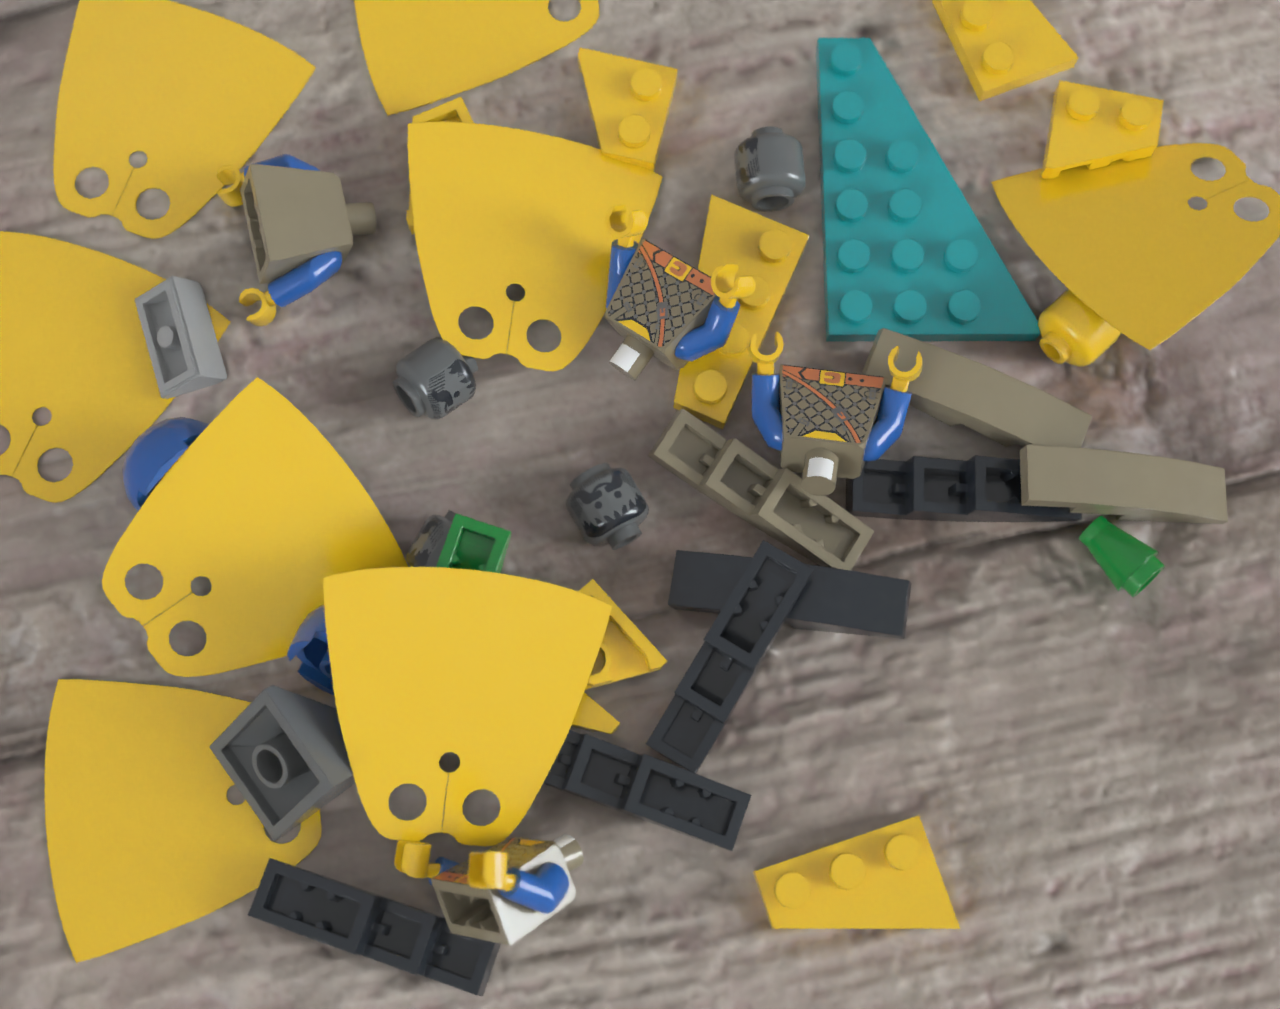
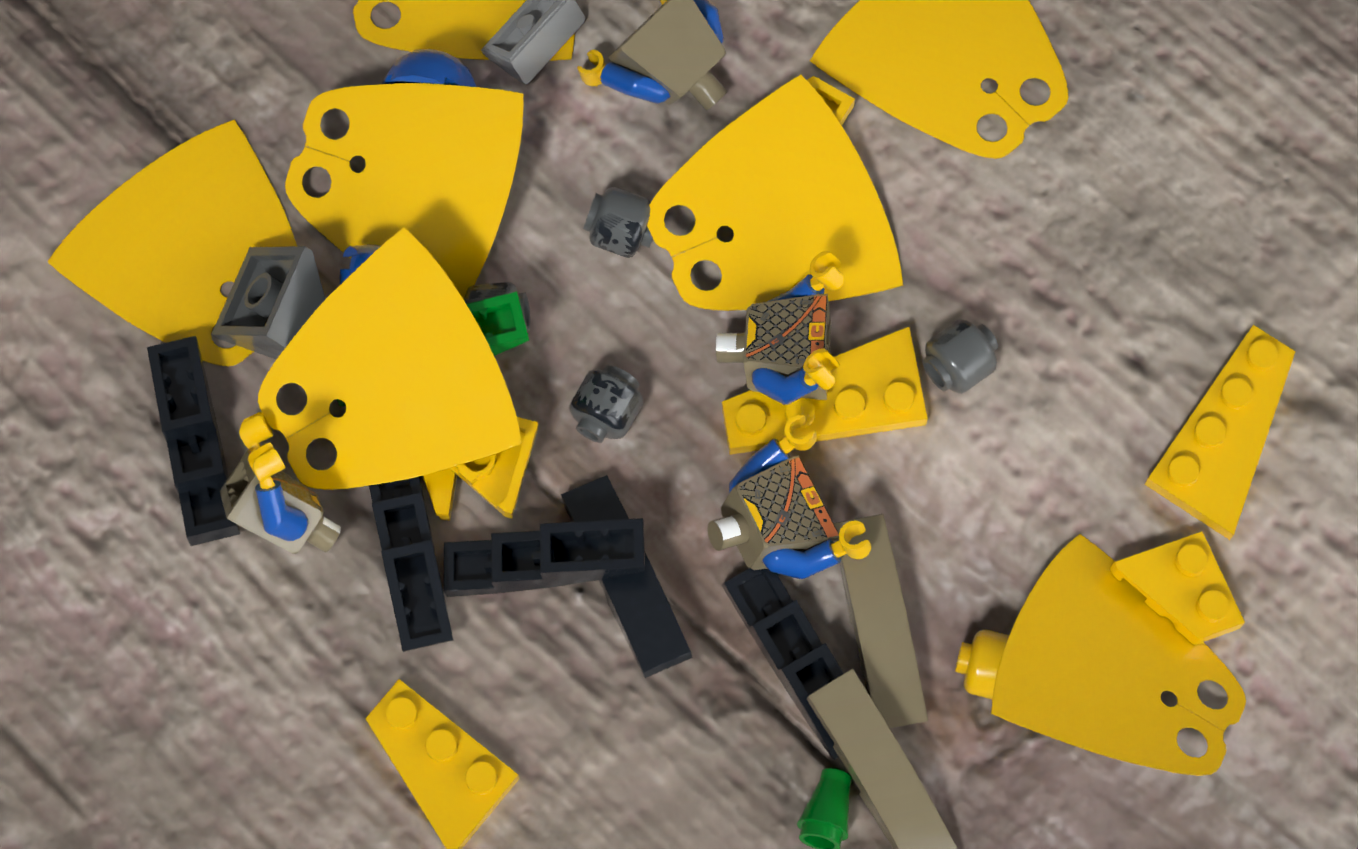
camera: 60 degrees right, 5 degrees down
(627, 104) = (940, 223): yellow wing -> none
(760, 492) = (691, 506): dark tan slope -> none
(895, 223) = (984, 482): teal wing -> none

